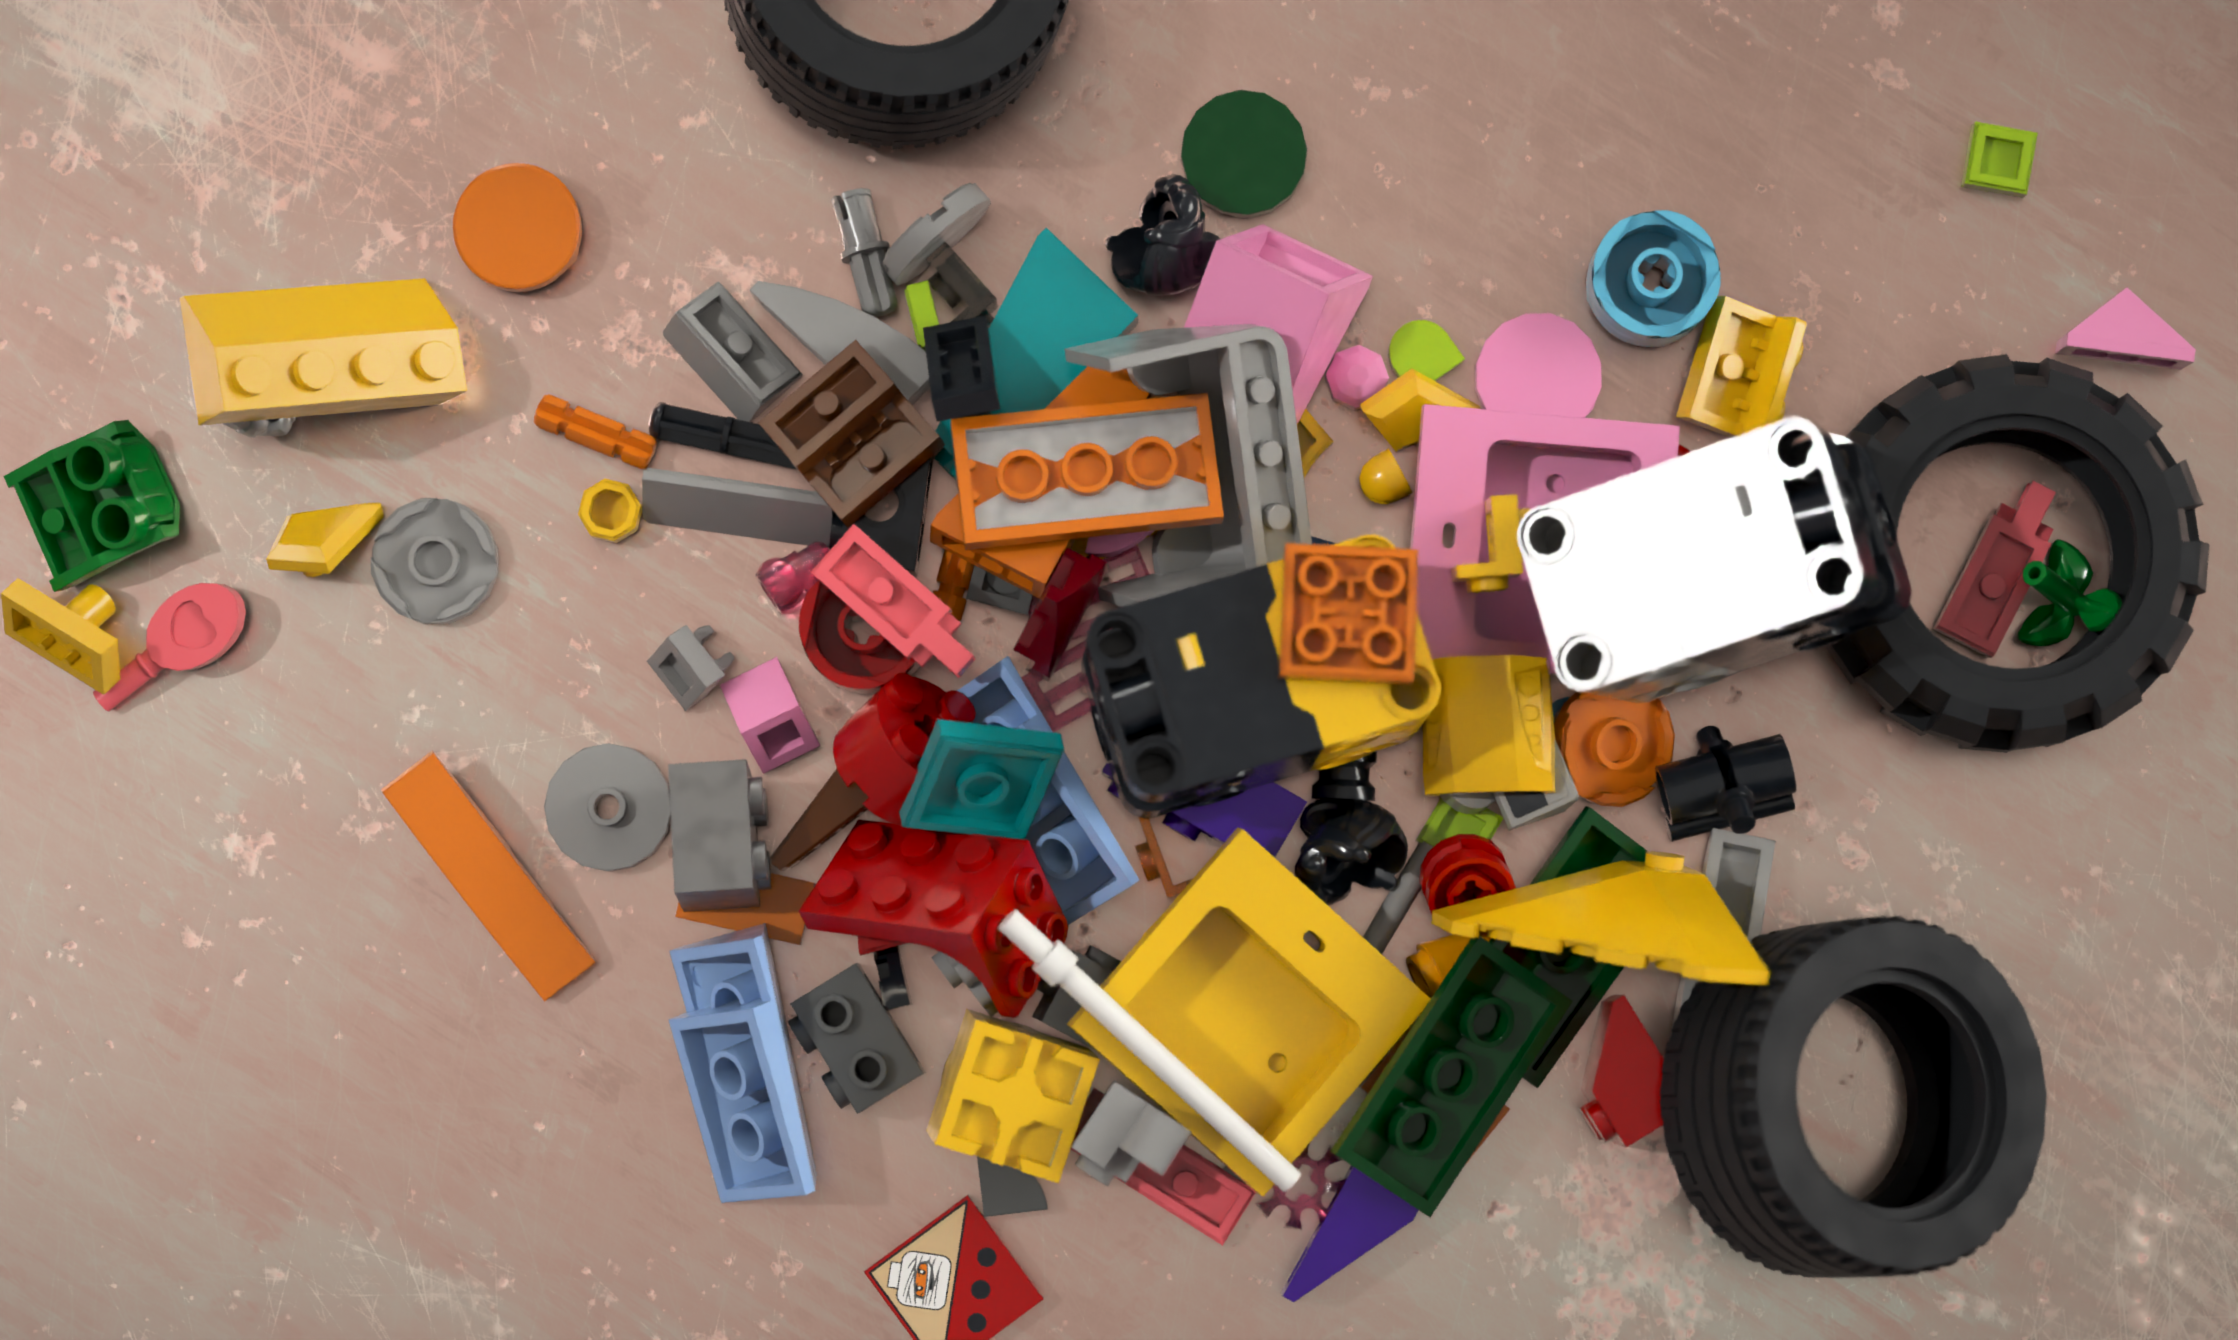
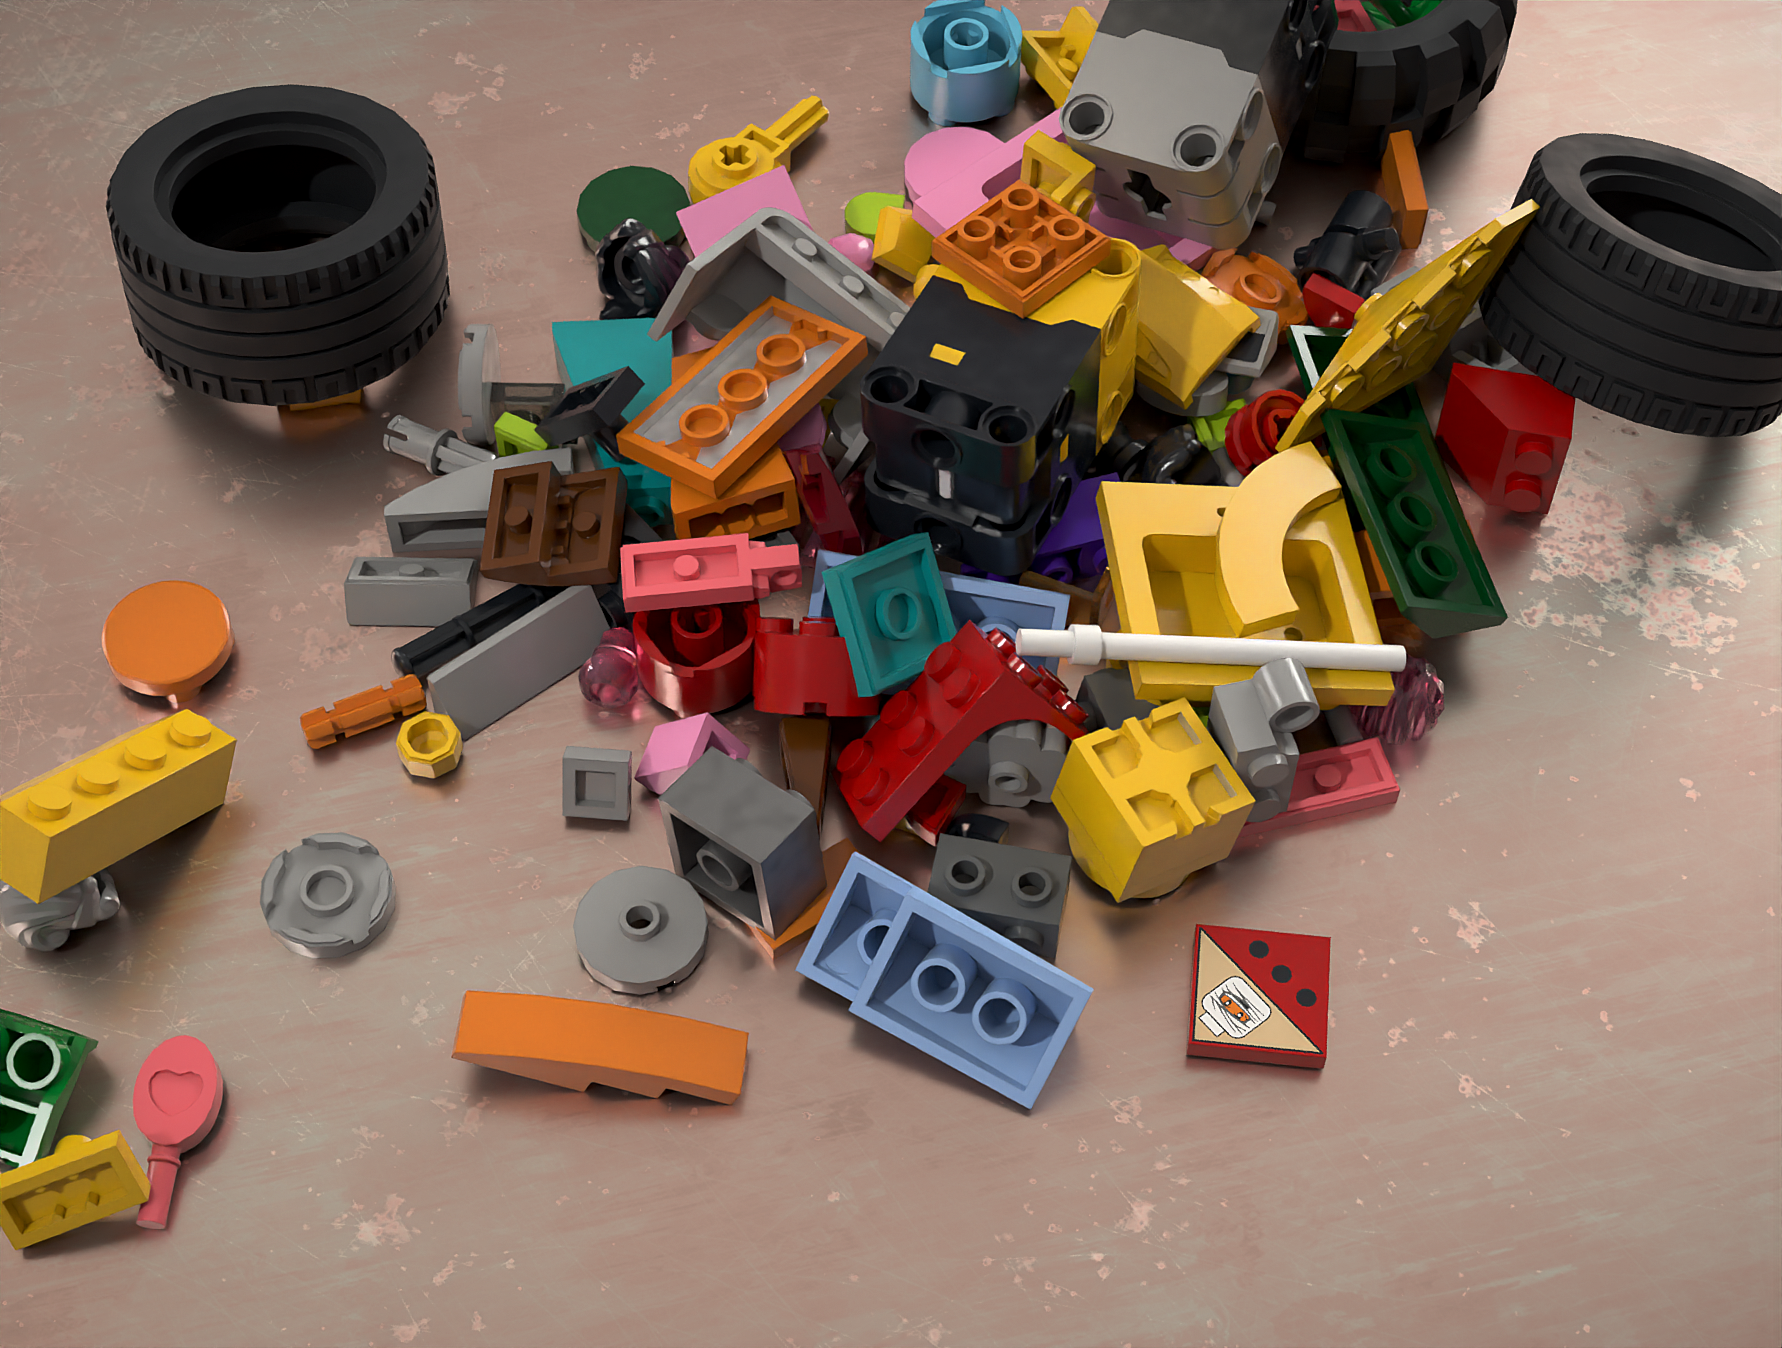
camera: 50 degrees left, 30 degrees down
(321, 538) = (219, 947): yellow piece -> none
(1008, 1190) = (1213, 895): dark grey tile -> none
(1306, 980) = (1253, 533): none -> yellow tile
(1356, 1223) = (1469, 680): dark purple slope -> none
(1389, 200) = (752, 151): none -> yellow piece
(1653, 818) = (1330, 303): none -> red tile
(1855, 765) = (1404, 189): none -> orange tile

